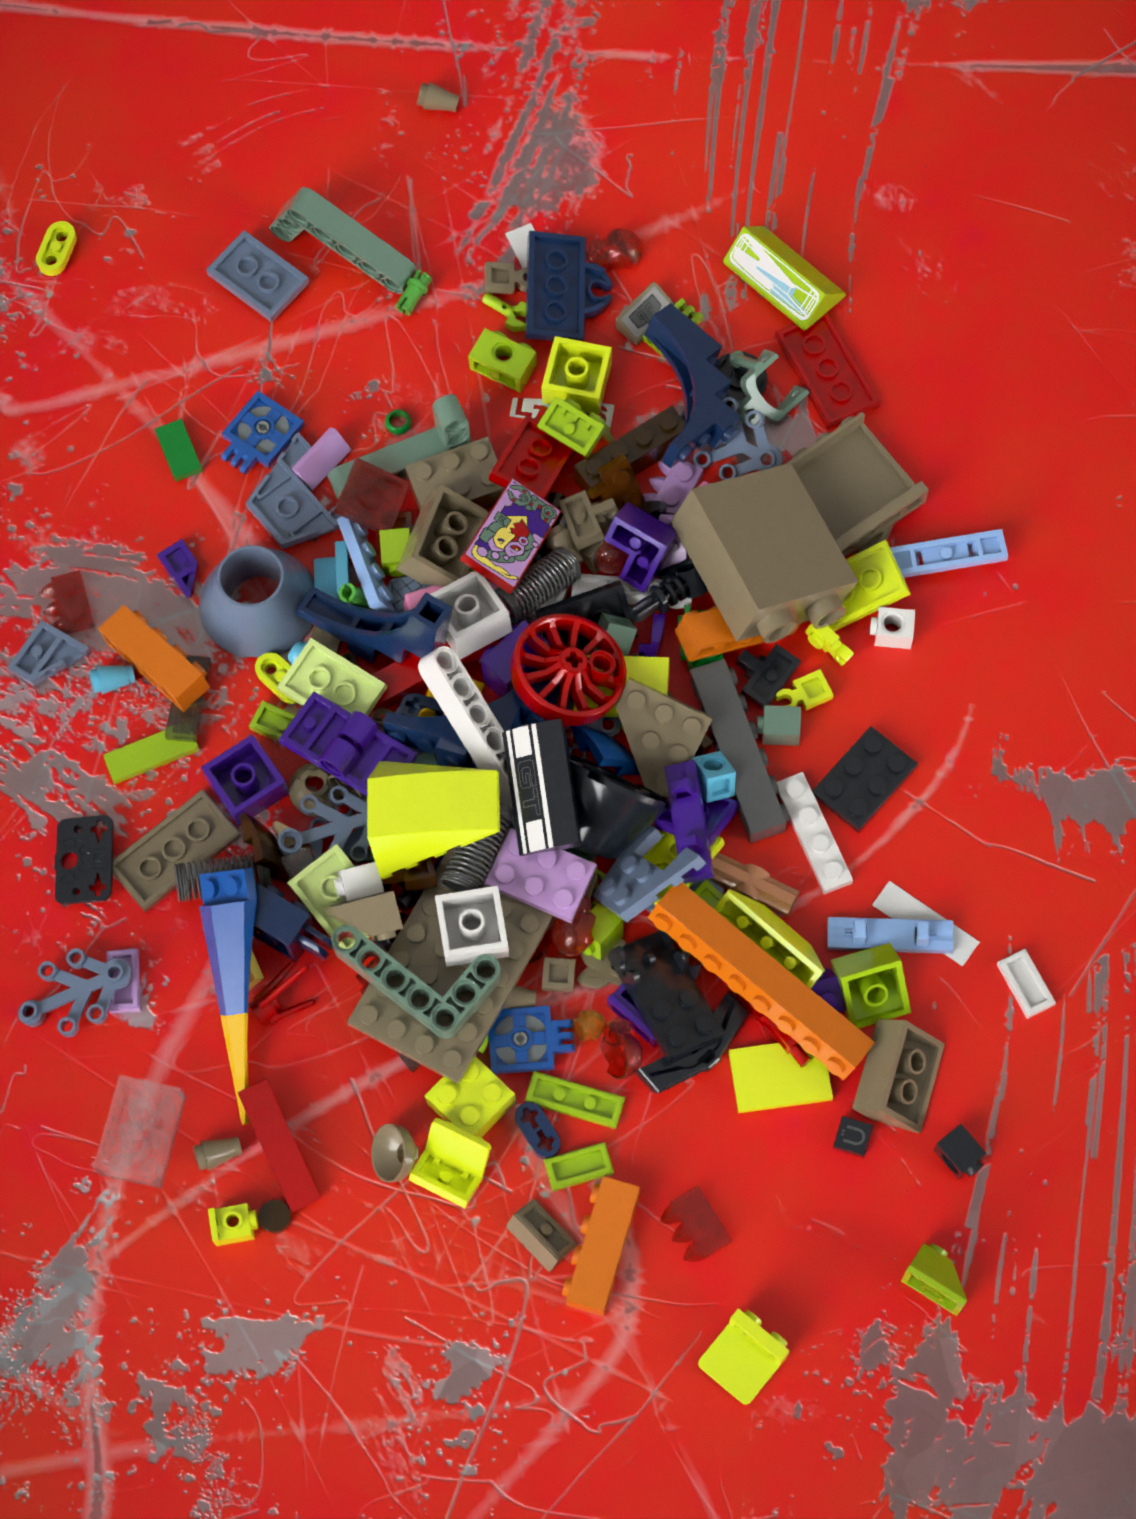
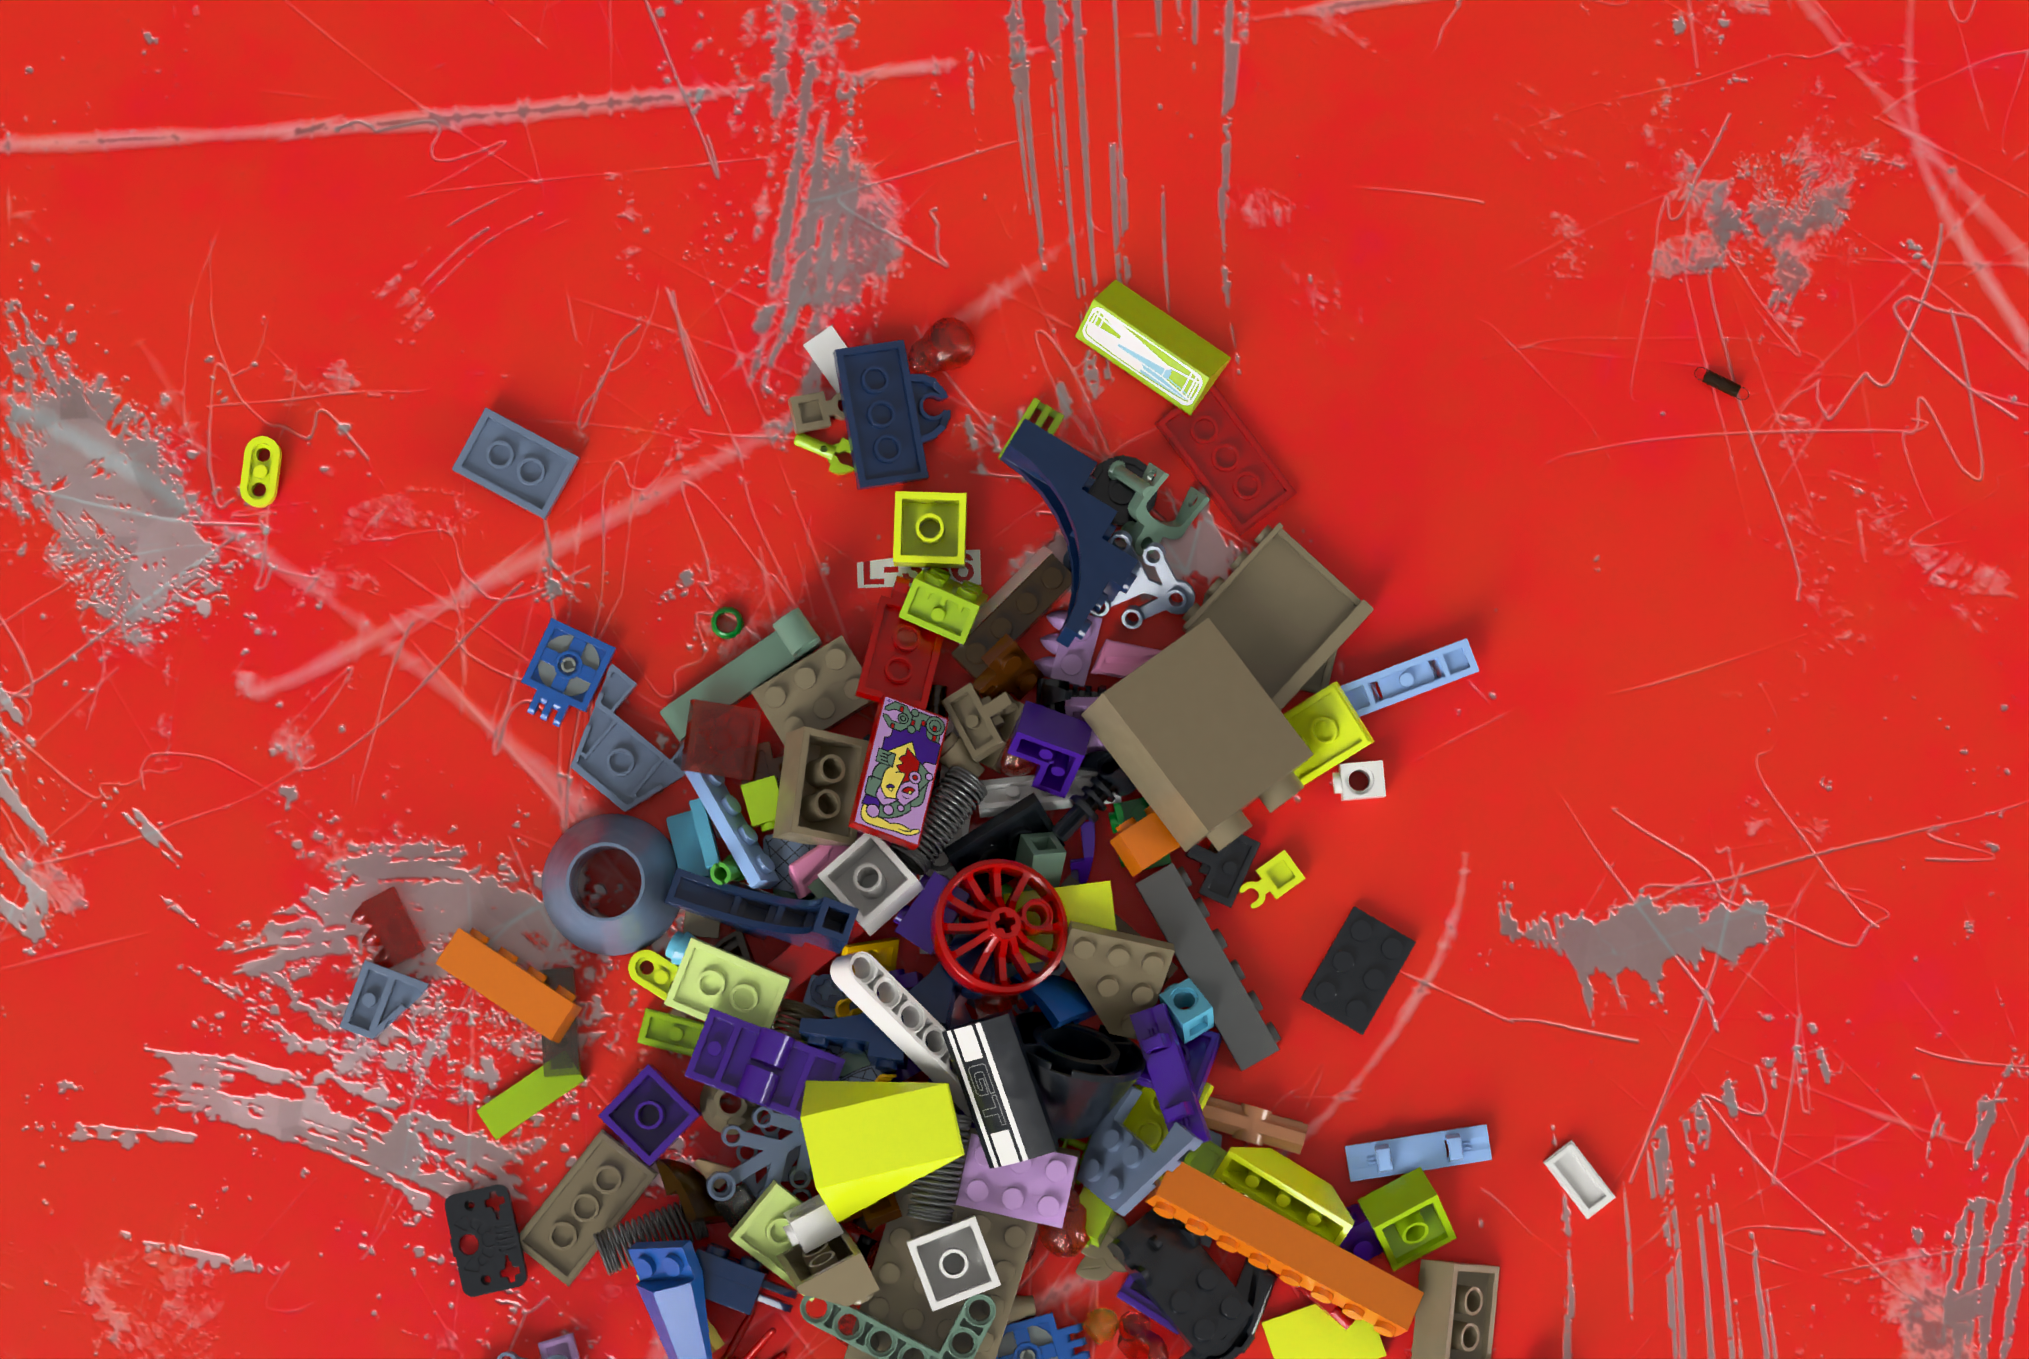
camera: 10 degrees left, 15 degrees up
(110, 677) = (463, 1014): medium azure cone -> none
(178, 450) = (472, 709): green tile -> none
(180, 566) = (511, 858): dark purple slope -> none
(321, 458) = (647, 692): lavender tile -> none
(345, 236) = (564, 387): sand green beam -> none
(415, 289) = (709, 450): bright green pin -> none
(436, 98) = (681, 179): dark tan cone -> none
(511, 372) = (852, 536): lime brick -> none
(558, 975) = (1054, 1273): dark tan plate -> none
(637, 316) = (994, 426): slope -> none
(780, 725) = (1250, 927): sand green brick -> none
(814, 833) = (1311, 1047): white plate -> none
(829, 642) = (1293, 815): neon yellow plate -> none
(901, 905) = (1432, 1115): white sticker -> none

